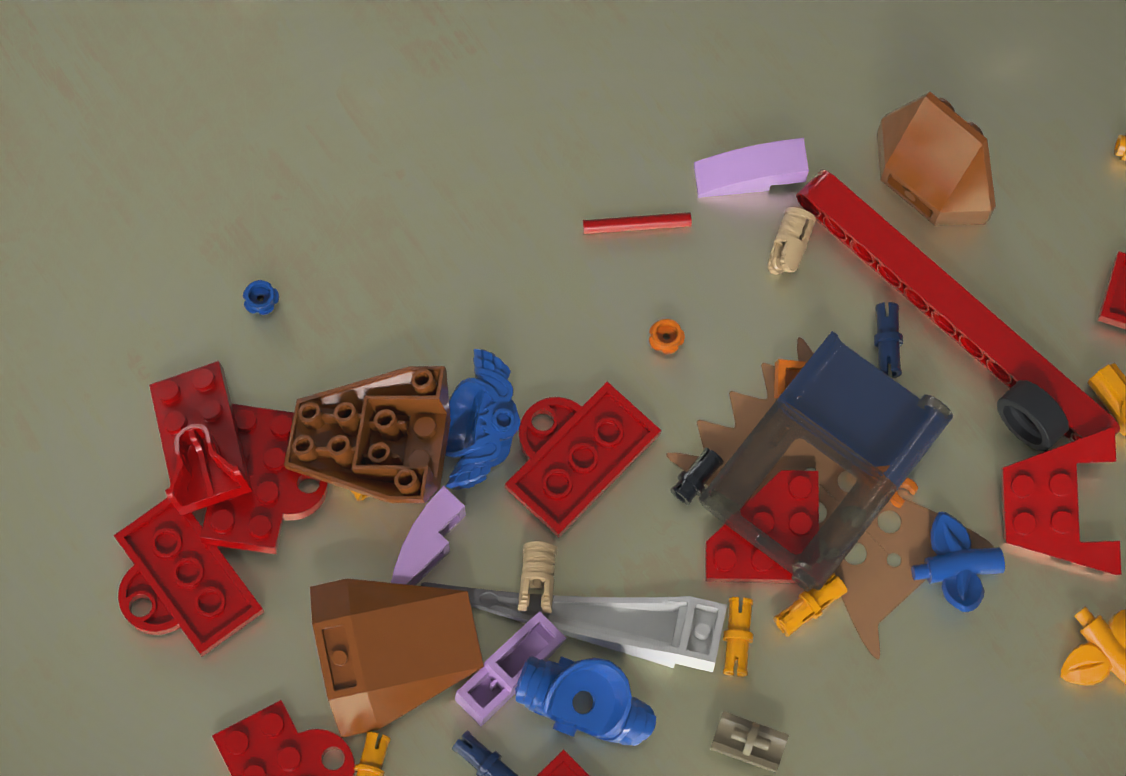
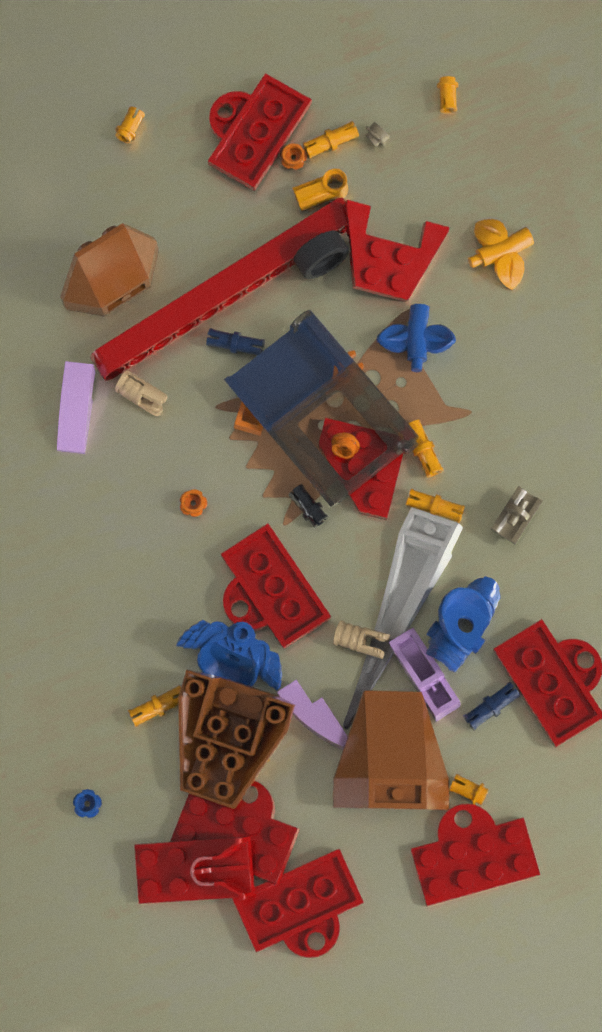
camera: 70 degrees left, 5 degrees up
(397, 349) = (155, 706): none -> light orange pin
(637, 223) = (96, 503): red bar -> none
(784, 499) = (345, 445): none -> orange plate

